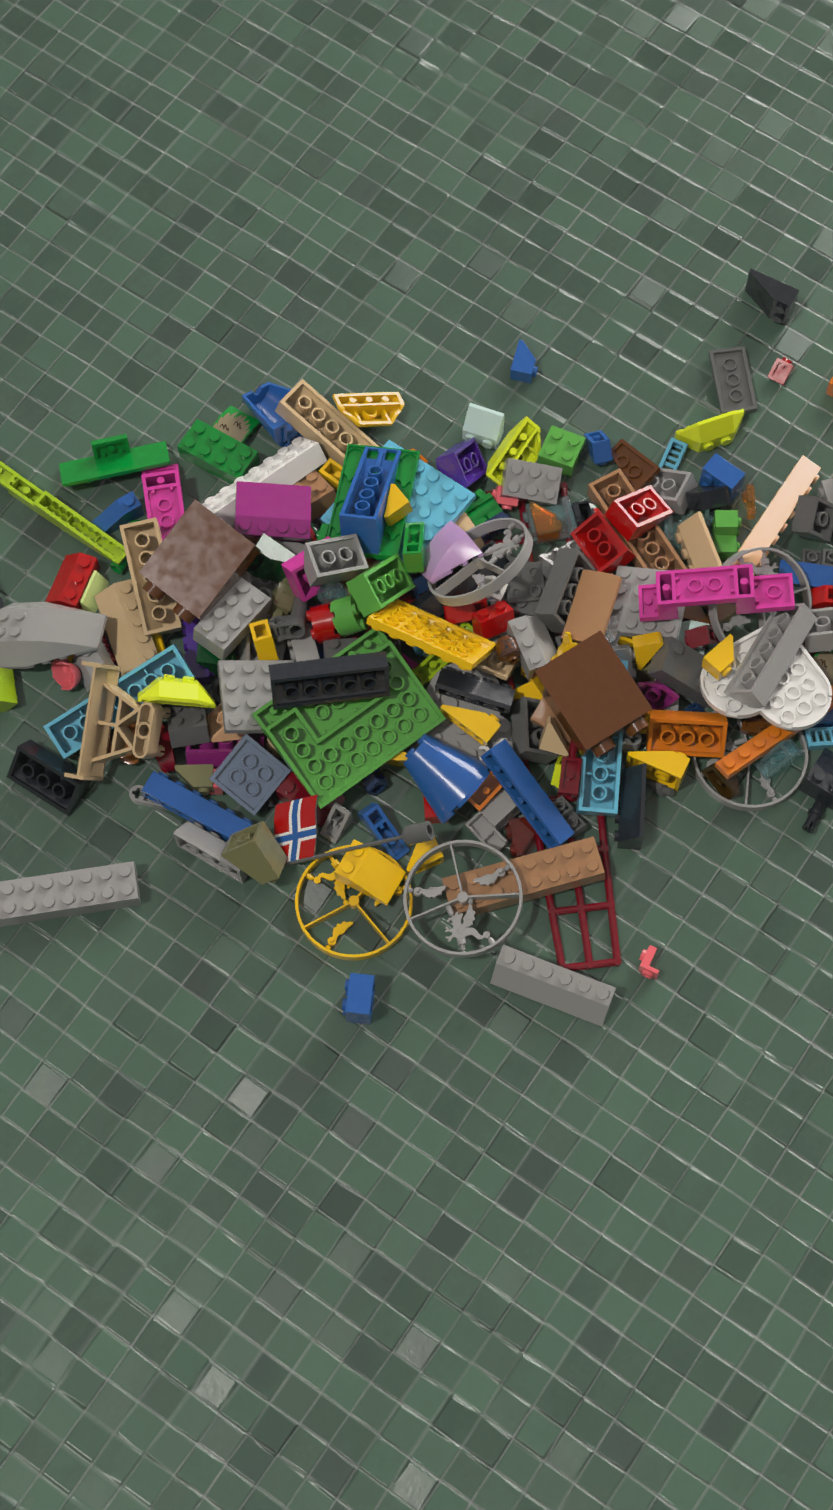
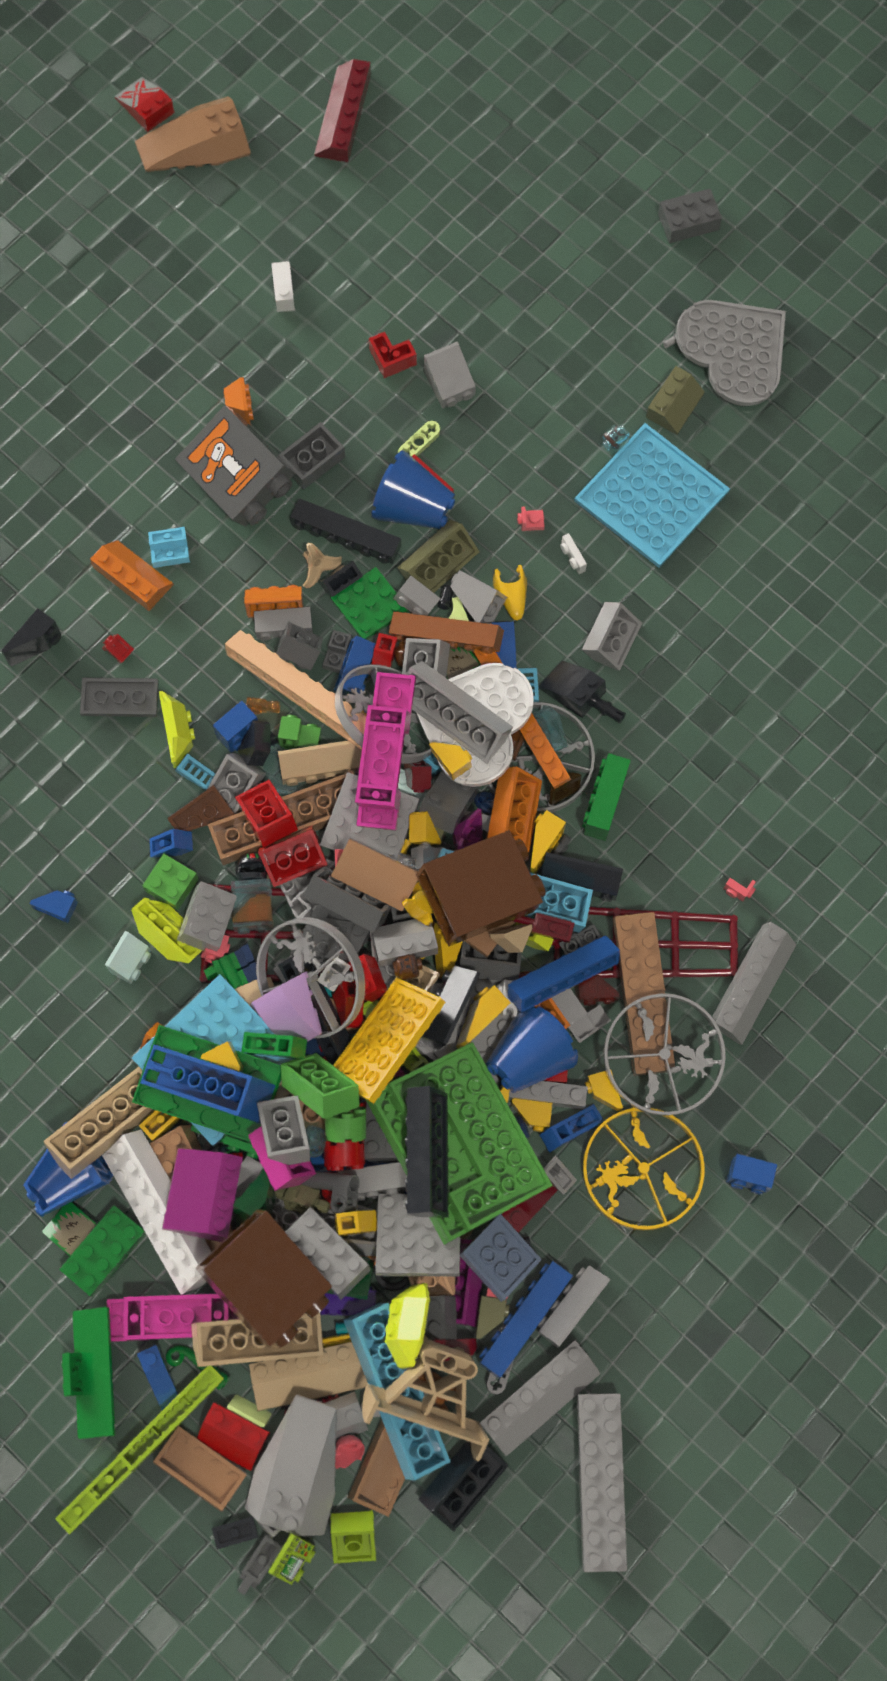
camera: 85 degrees left, 5 degrees up
(41, 561) = (200, 1469): none -> medium nougat slope
(42, 705) = (378, 1476): none -> medium nougat slope
(129, 833) = (540, 1398): none -> light grey slope
(256, 853) = (590, 1261): olive slope -> none
(297, 831) = (569, 1214): flag -> none
(369, 873) = (620, 1146): yellow slope -> none
(370, 408) = (85, 1073): yellow wedge -> none
(392, 795) = (535, 1113): none -> yellow slope
(411, 800) = (556, 1093): none -> light grey brick
(462, 462) = (170, 985): dark purple slope -> none
(719, 820) = (604, 802): none -> green brick

